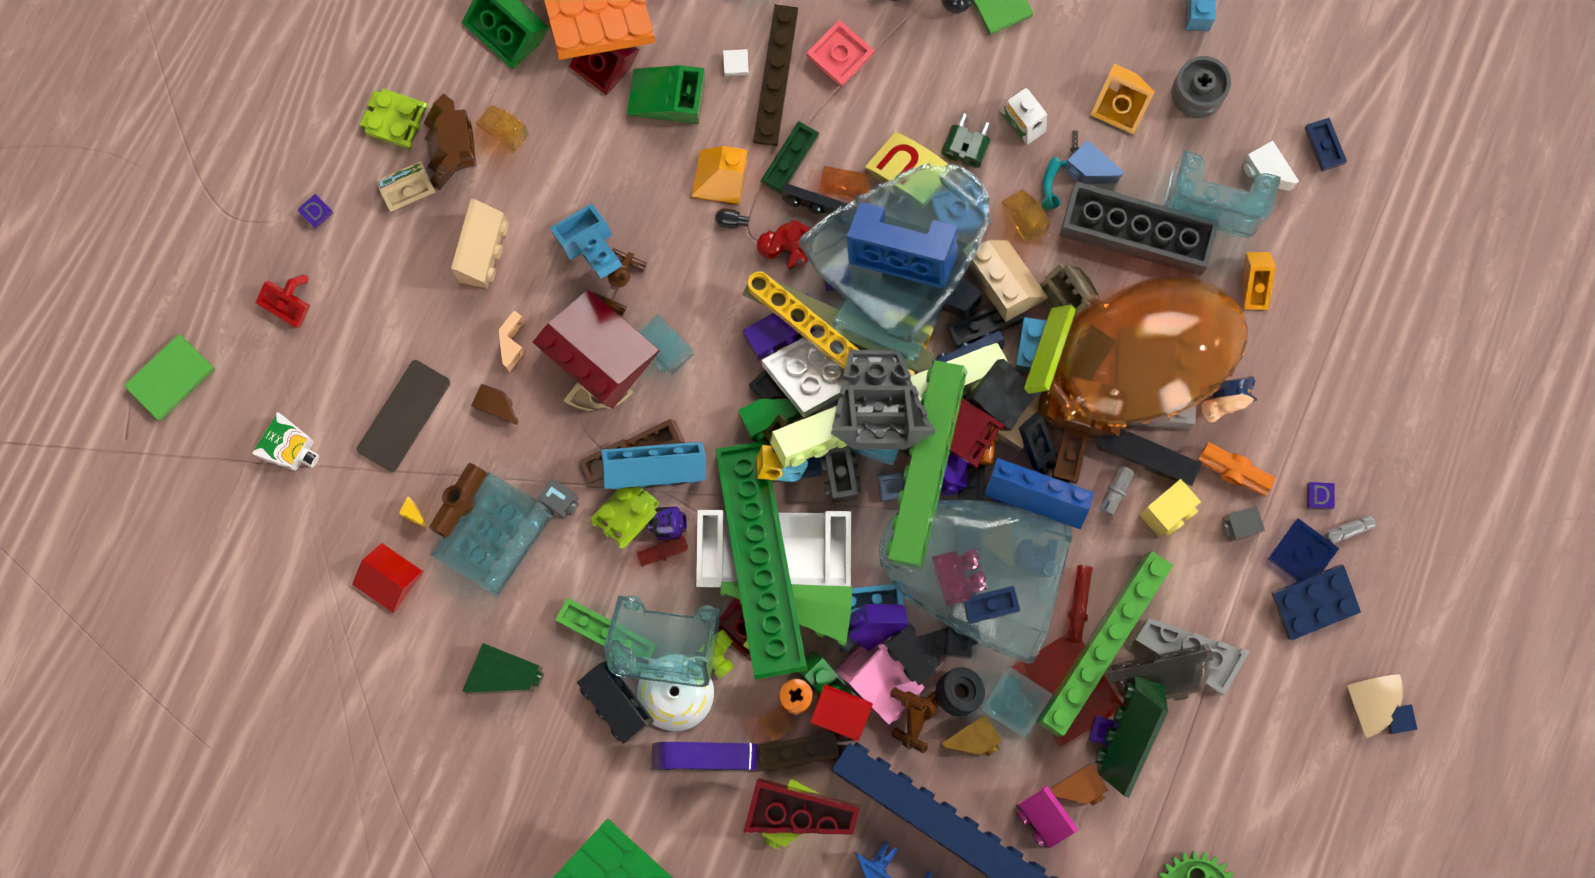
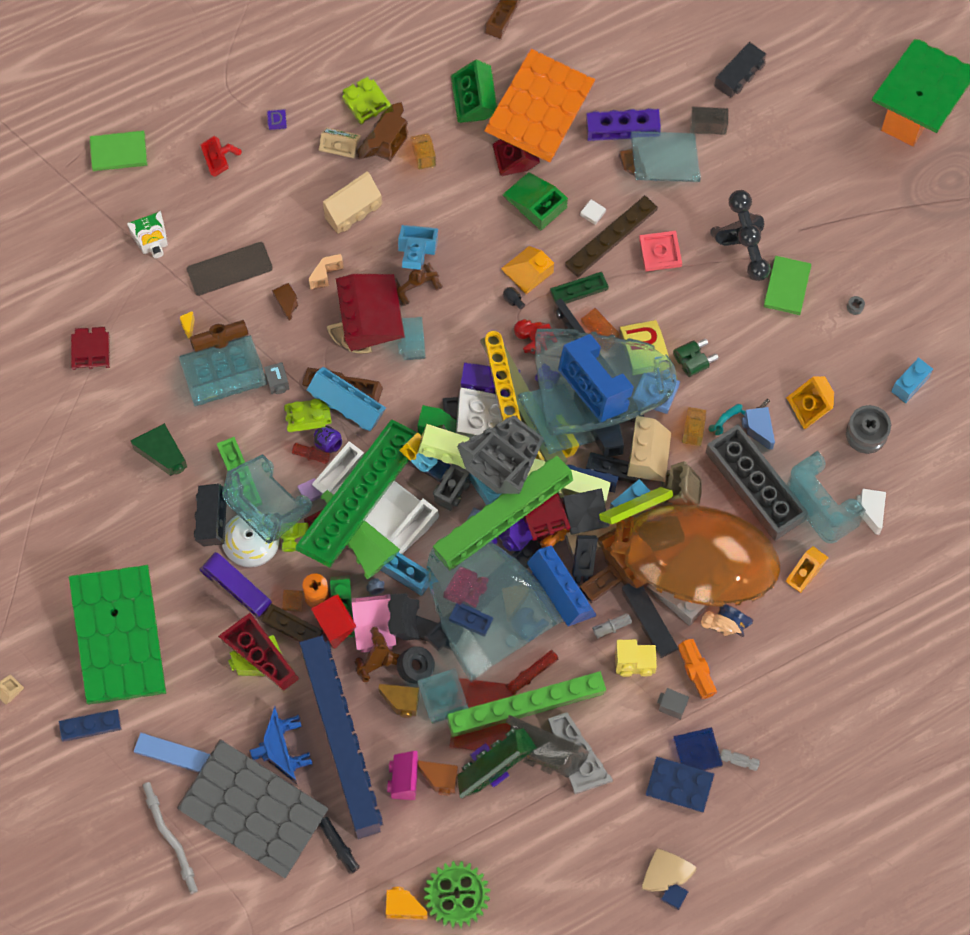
camera: 40 degrees right, 10 degrees down
(328, 621) = (90, 348): none -> dark red plate
(386, 577) = (143, 348): red slope -> none
(693, 595) = (309, 491): none -> lavender tile
(876, 623) = (396, 581): dark purple slope -> none
(1023, 114) = (742, 363): white torso -> none
(1320, 495) = (738, 726): dark purple tile -> none
(1325, 144) = (921, 522): dark blue plate -> none

